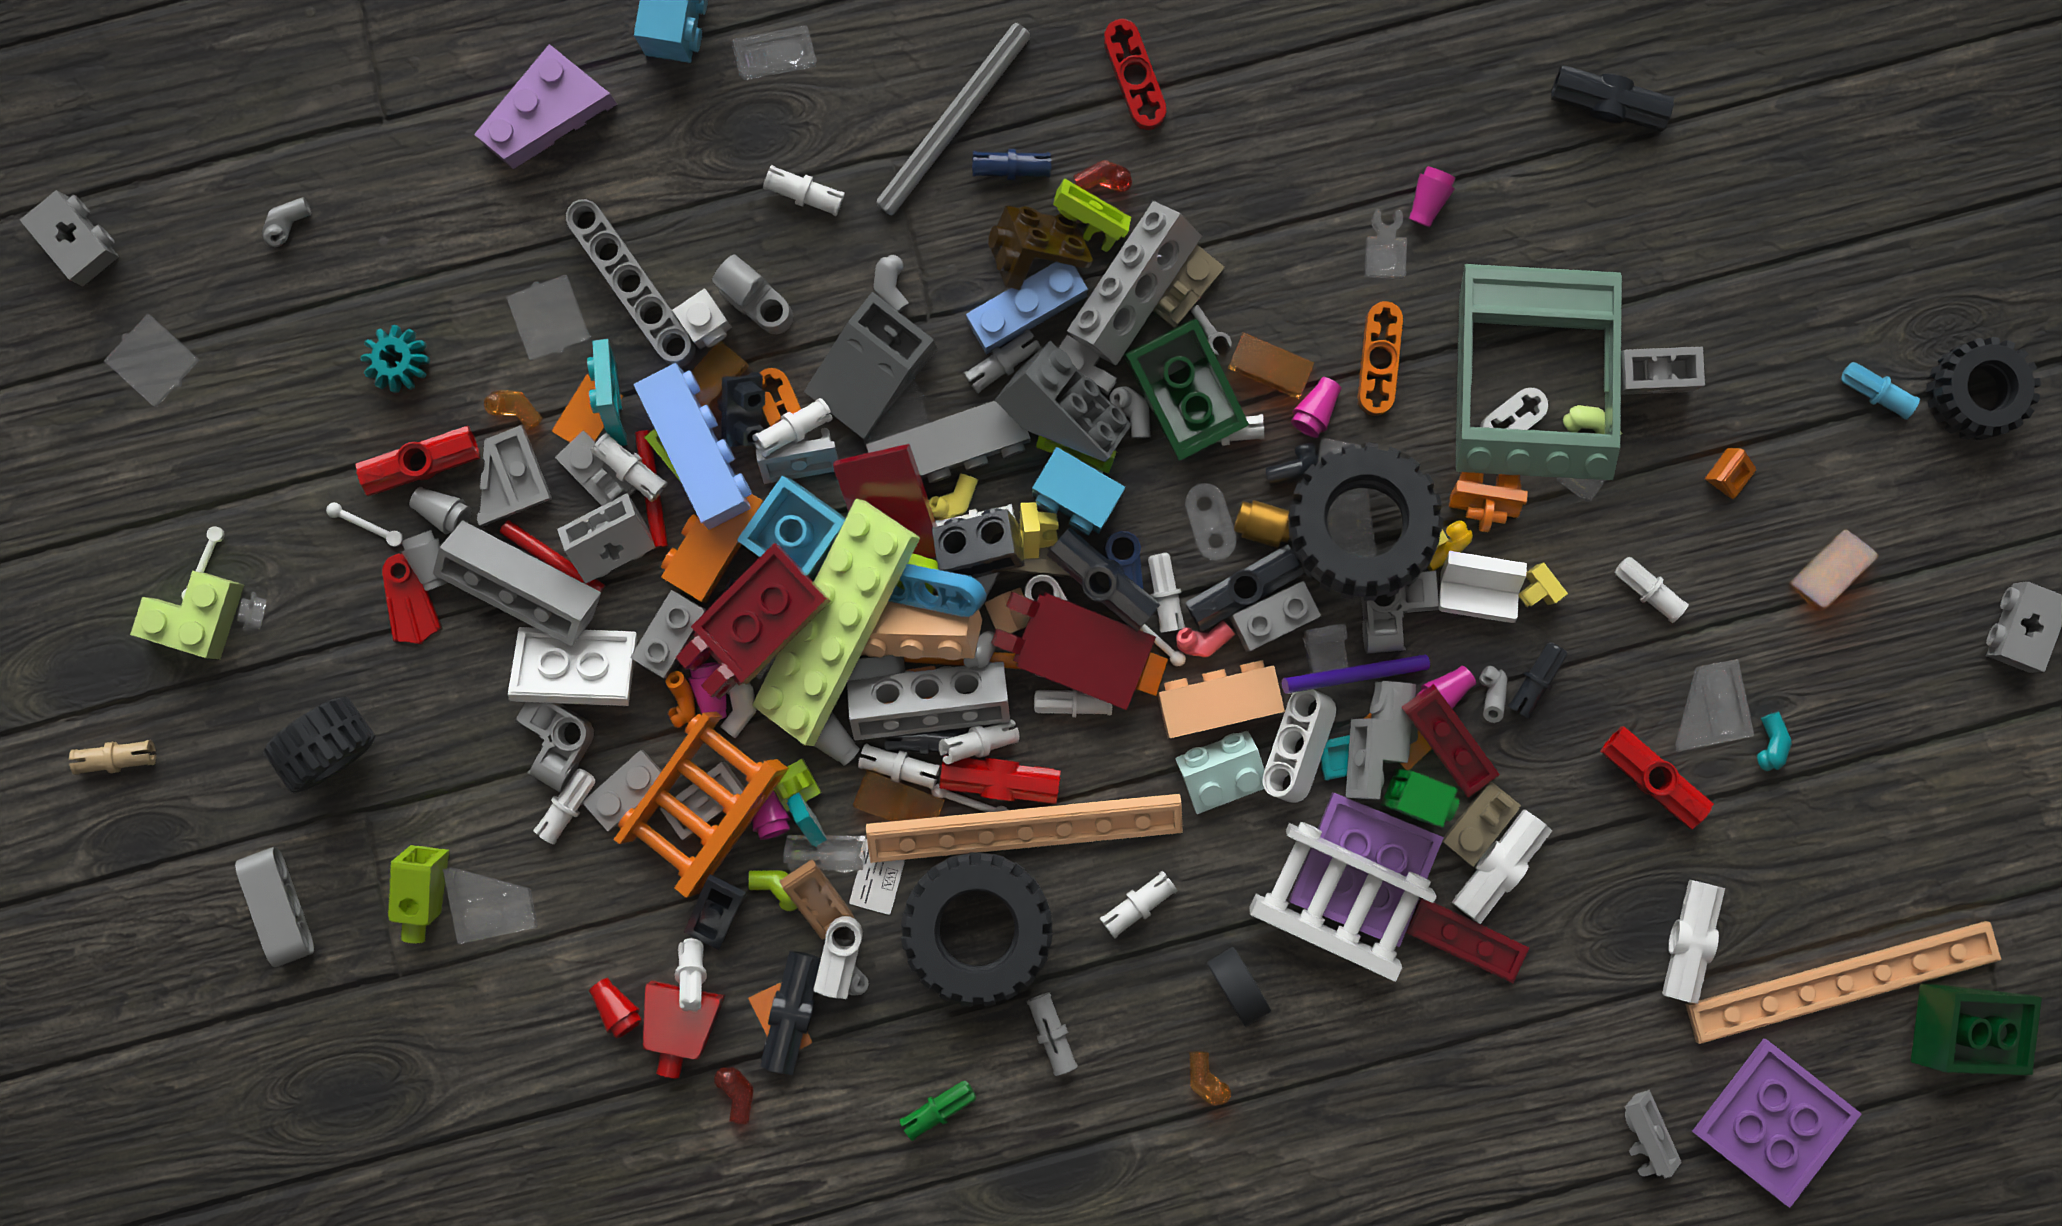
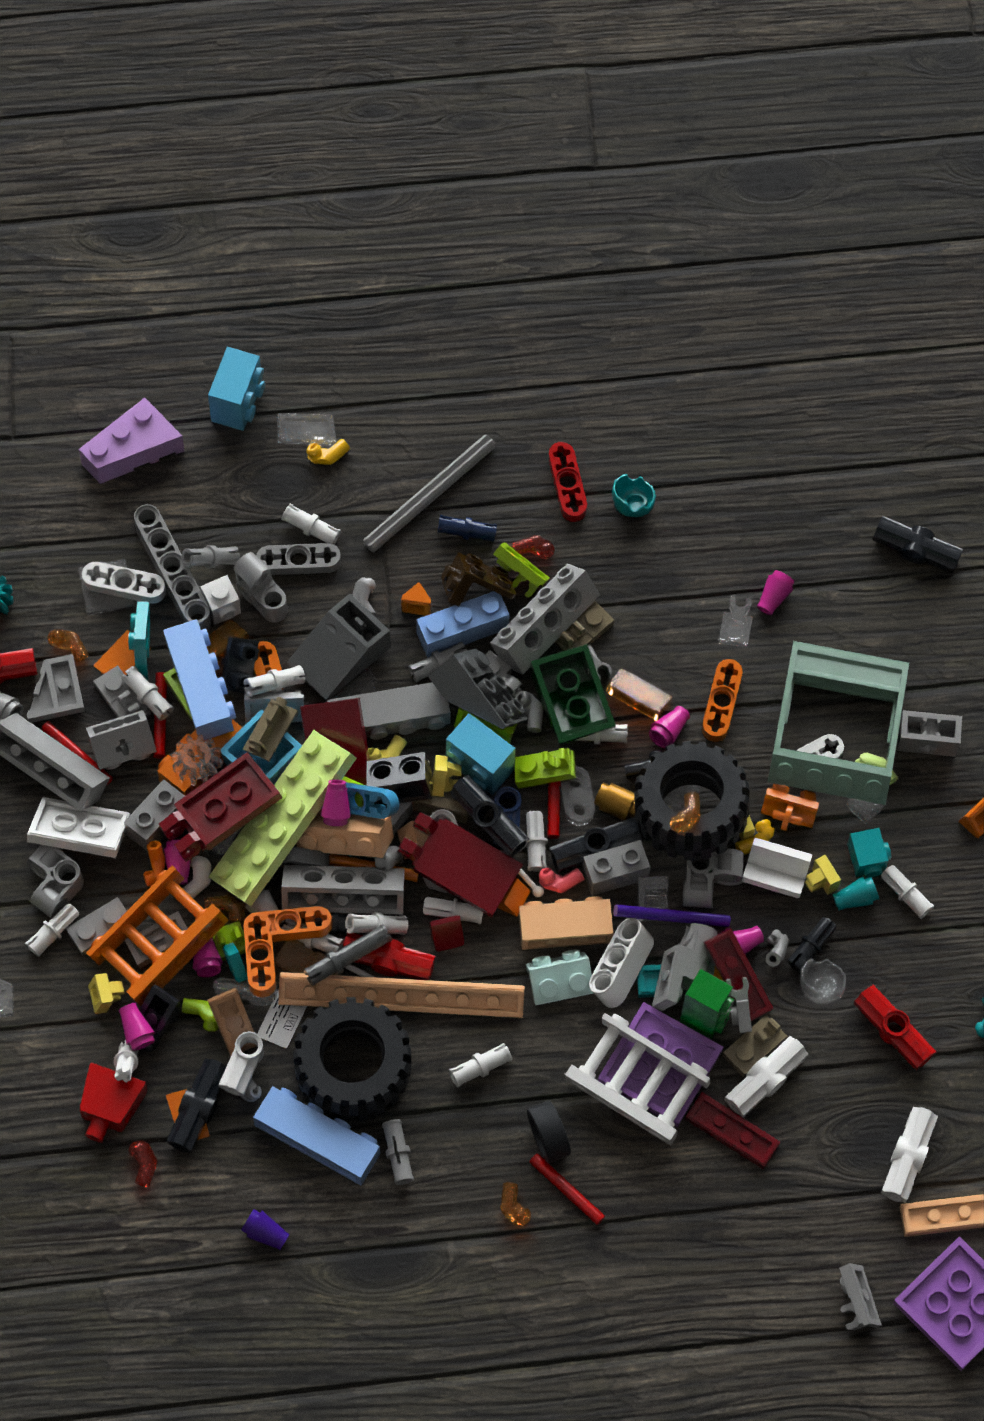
camera: 10 degrees right, 20 degrees down
(540, 319) = (145, 578): none -> white beam
(615, 1009) = (63, 1085): red cone -> none
(645, 883) = (104, 992): none -> light yellow tile
(678, 261) = (210, 556): none -> light grey pin
(696, 932) = (136, 1028): none -> dark pink cone
(718, 549) = (188, 752): none -> clear gear
(768, 255) = (319, 549): none -> light grey beam
(779, 737) = (227, 903): none -> clear orange arm
(799, 507) = (270, 729): none -> dark tan hinge
(808, 85) = (327, 456): none -> yellow arm
(849, 776) = (272, 933): none -> orange beam
(901, 1159) = (264, 1230): none -> dark purple cone
(903, 605) = (336, 804): none -> dark pink cone
(938, 1110) = (299, 1196): green axle -> none
(948, 796) = (336, 961): none -> dark grey pin
(948, 1029) = (317, 1135): none -> light blue brick
(960, 281) = (416, 601): none -> orange slope
(1070, 736) = (447, 933): none -> dark red slope
(1163, 492) = (544, 767): none -> lime plate
(1179, 523) = (554, 810): none -> red bar
(1226, 86) = (633, 496): none -> teal hair
(1270, 1047) = (567, 1189): none -> red bar
(1371, 560) = (689, 816): none -> clear orange arm
(1462, 782) = (741, 1013): none -> light grey plate
(1559, 730) = (822, 981): none -> clear hair
(1587, 604) = (857, 894): none -> teal cone
(1597, 546) = (868, 852): none -> teal brick
(1715, 707) = (946, 984): clear wing -> none

